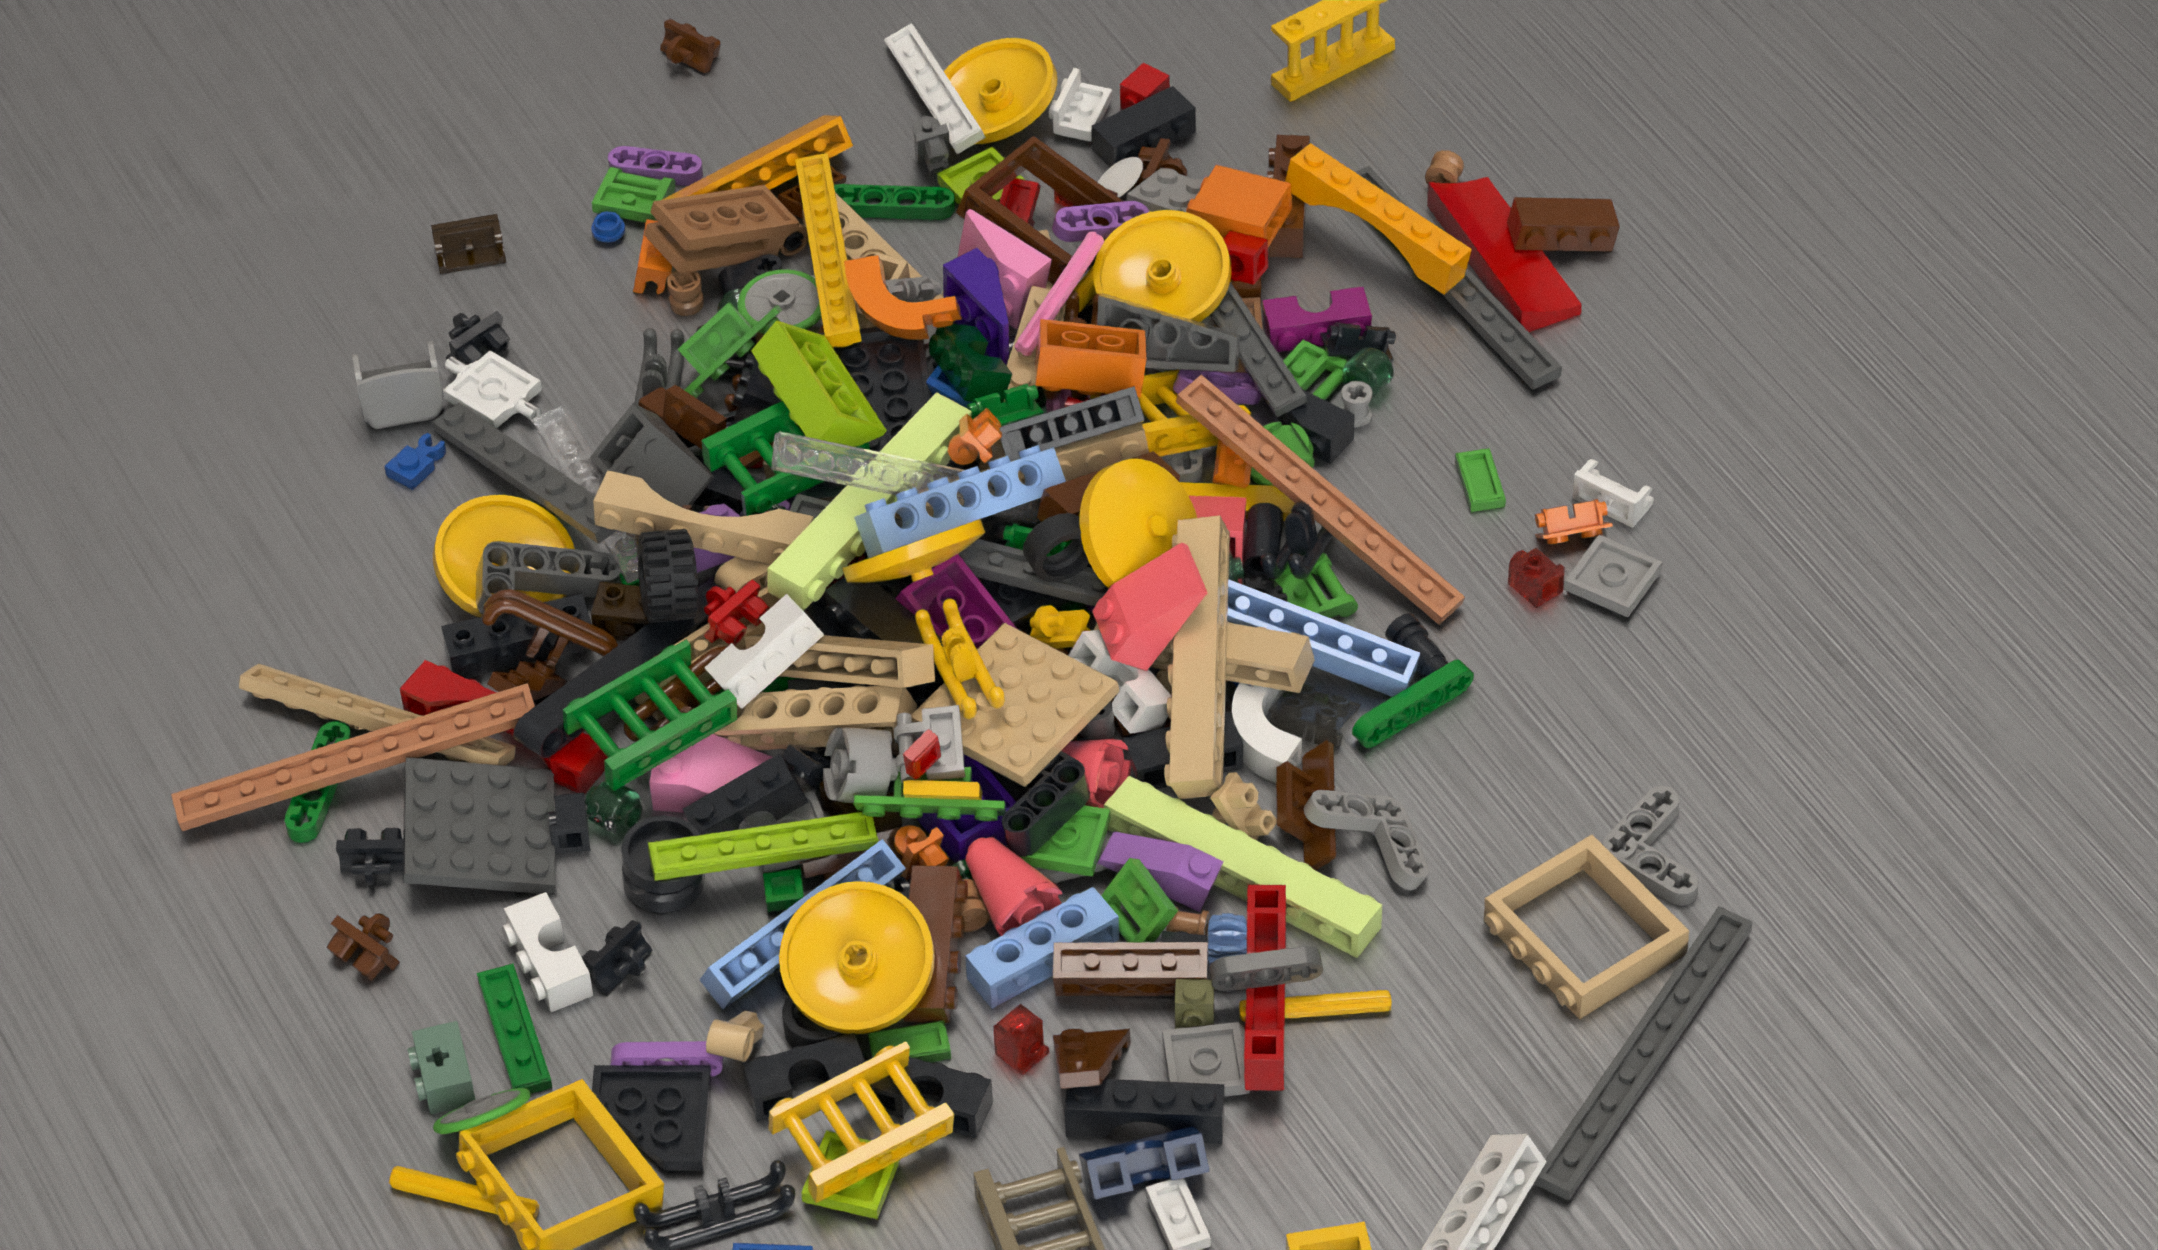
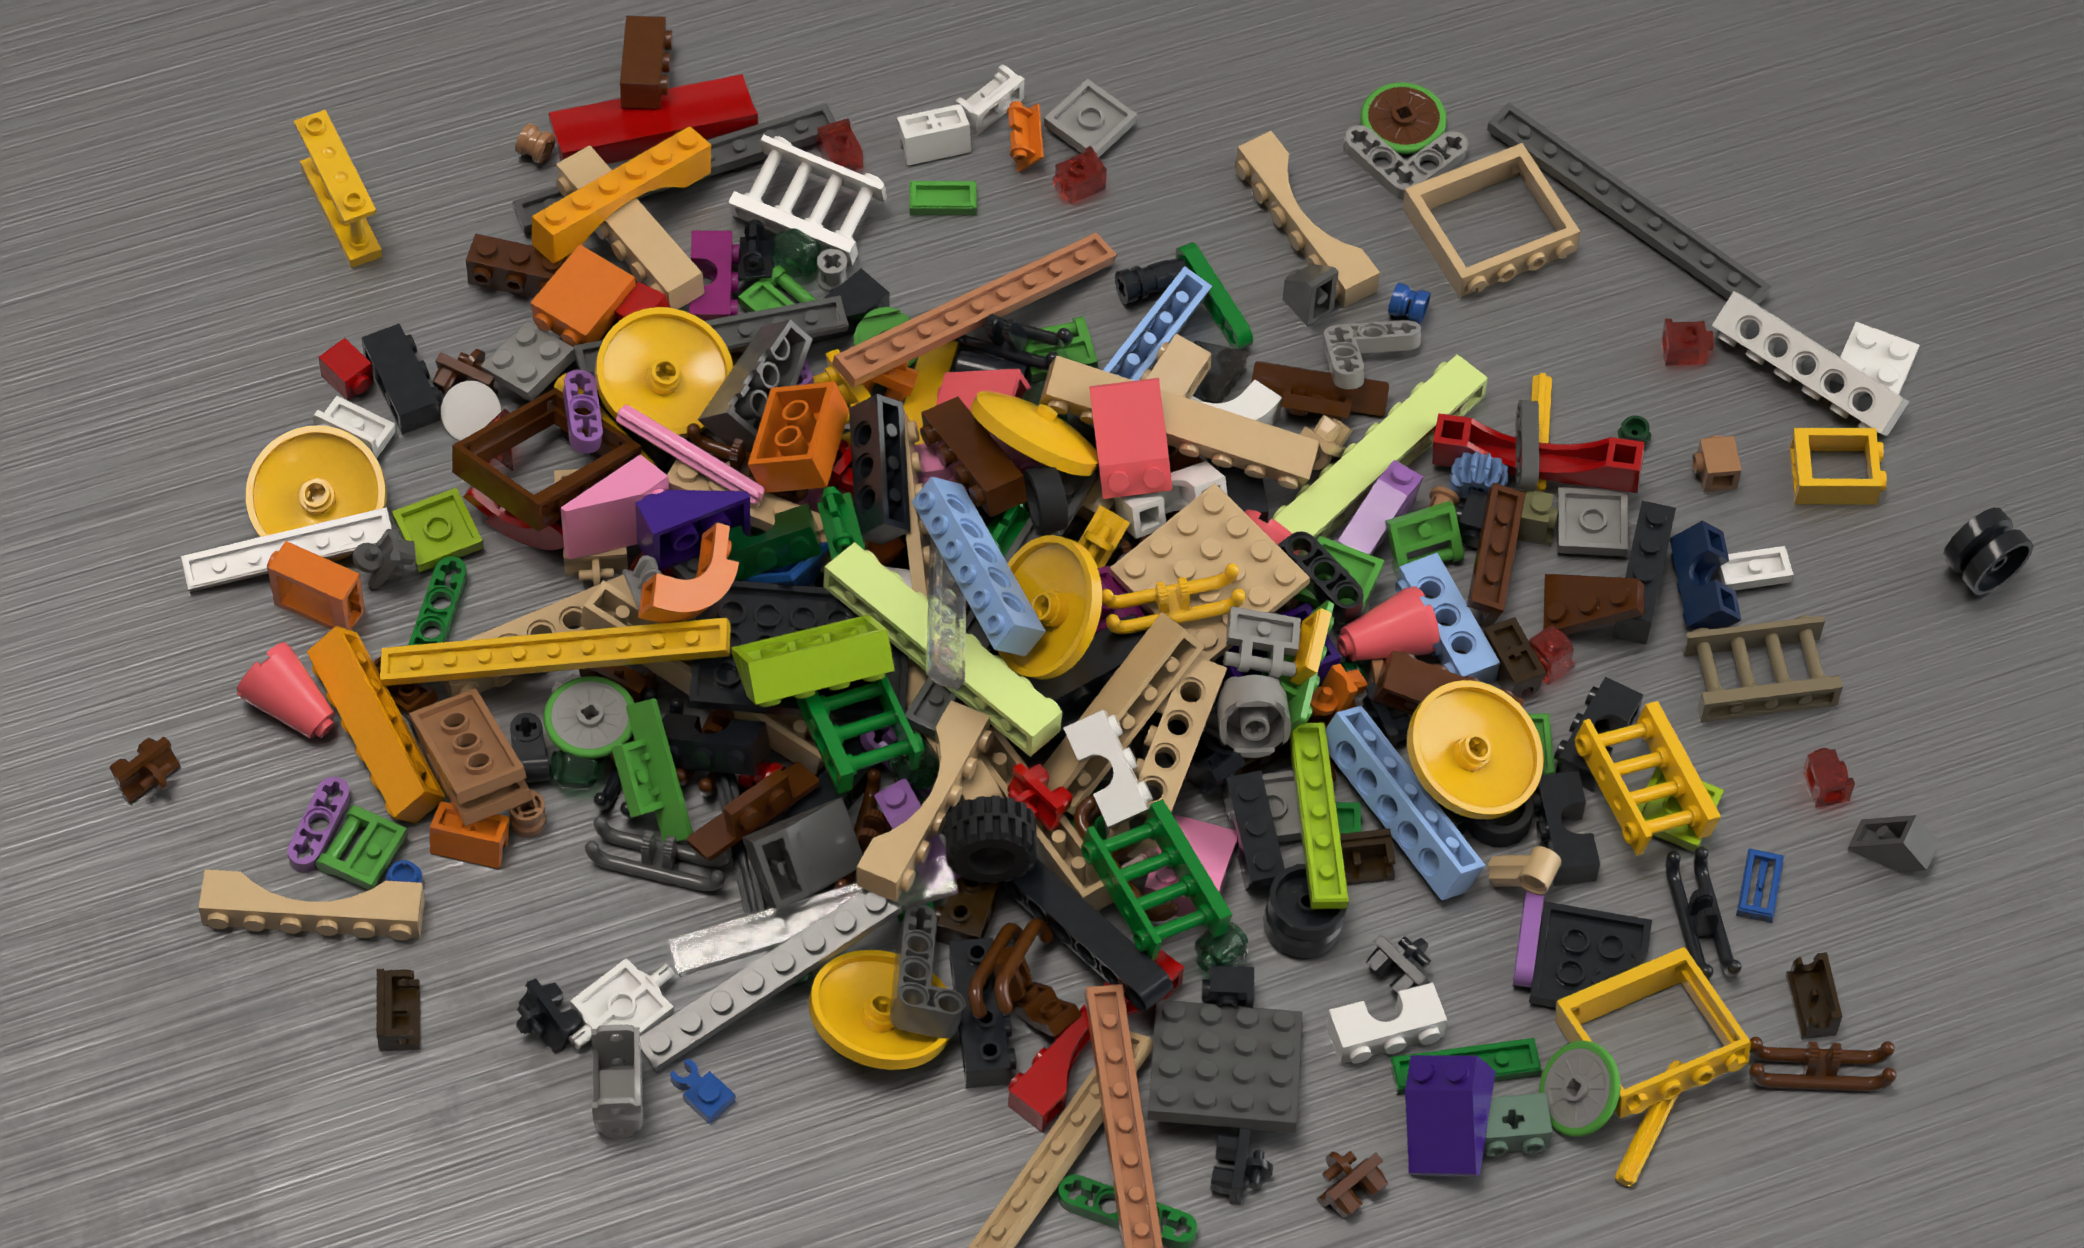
camera: 85 degrees left, 10 degrees up
(444, 998) = (1447, 1114): none -> dark purple slope
(567, 212) = (386, 910): none -> tan arch
(738, 905) = (1368, 856): none -> dark brown hinge
(780, 107) = (287, 693): none -> coral cone
(888, 106) = (315, 587): none -> orange window
(922, 754) = (1292, 640): red tile -> none
(975, 438) = (914, 531): orange hips -> none
(995, 1001) = (1517, 658): none -> dark brown hinge
(1310, 1166) = (1717, 463): none -> medium nougat brick
(1333, 244) = (636, 235): none -> tan brick
(1340, 1082) = (1635, 424): none -> dark green plate
(1406, 352) = (780, 218): none -> white fence
(1434, 777) = (1311, 292): none -> dark grey slope
(1450, 867) = (1409, 303): none -> blue wheel
(1468, 1119) = (1686, 342): none -> clear red brick
(1511, 388) = (839, 145): none -> clear red brick
(1549, 453) = (934, 134): none -> white hinge
(1588, 728) = (1265, 168): none -> tan arch
(1730, 835) = (1423, 113): none -> reddish brown wheel

